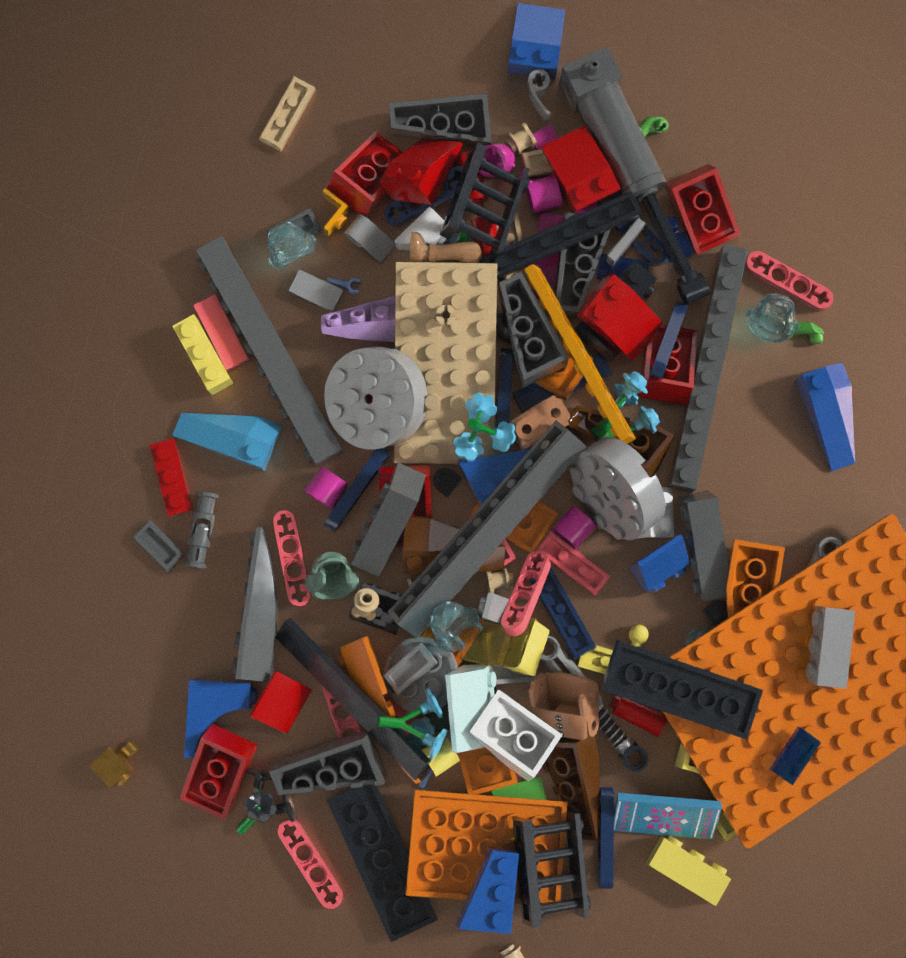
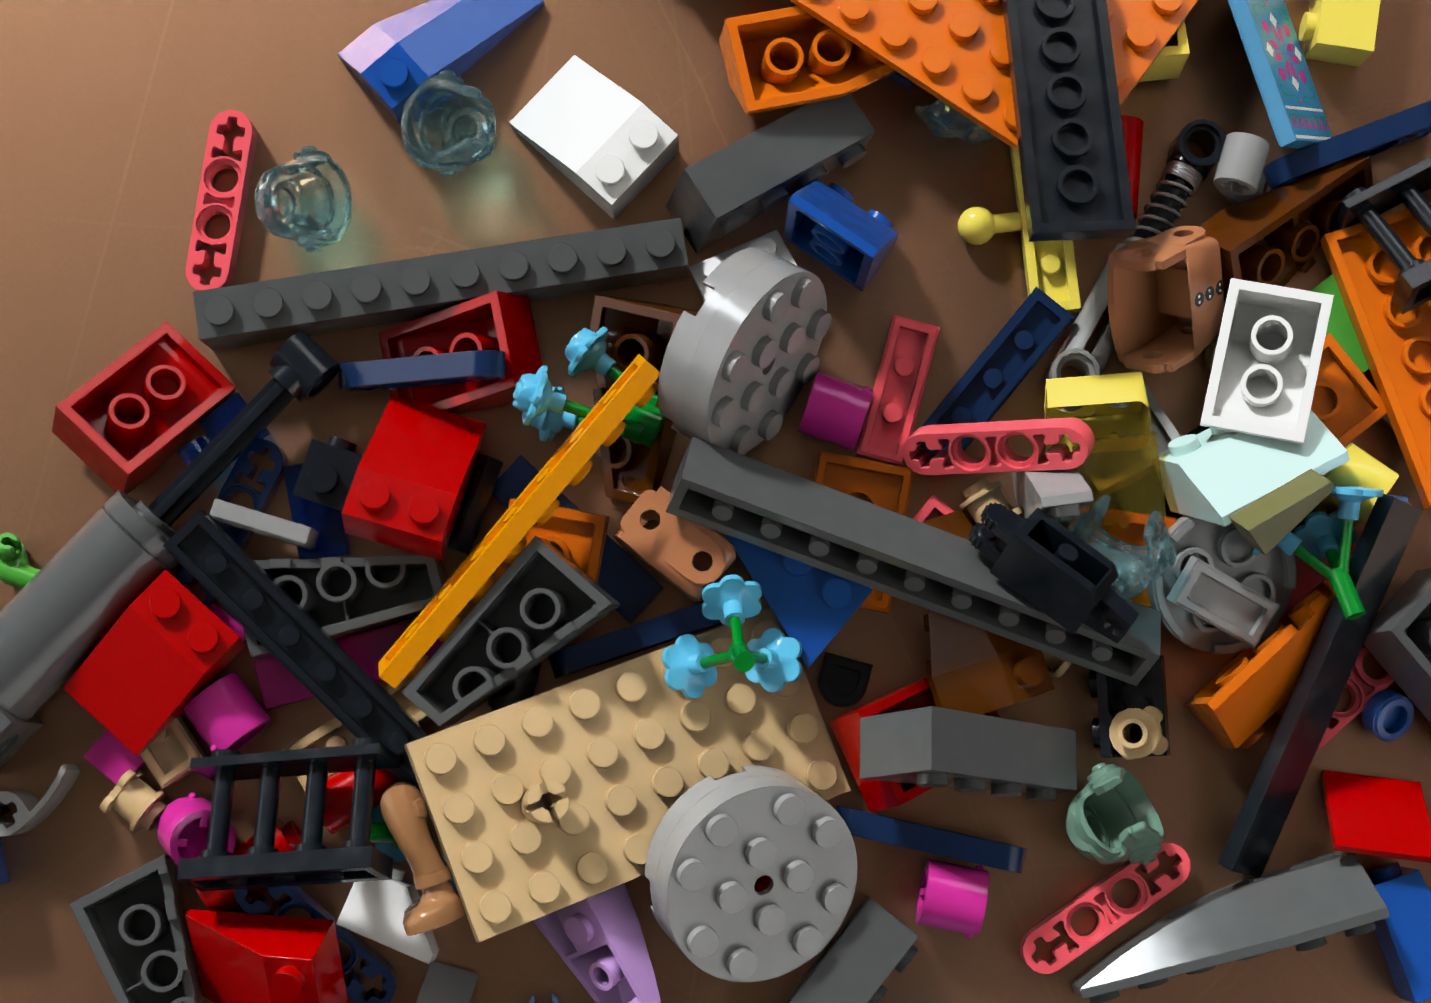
camera: 110 degrees left, 0 degrees up
(324, 730) = (1388, 715): none -> blue tile
(441, 703) = (1280, 511): none -> olive piece
(457, 587) = (1053, 570): none -> black hinge
(615, 772) = (1241, 167): none -> light grey panel
(716, 612) = (881, 102): black tile -> none
(754, 468) = (597, 135): none -> white slope
(784, 398) = (448, 125): none -> clear light blue helmet
(812, 330) = (298, 124): bright green arm -> none

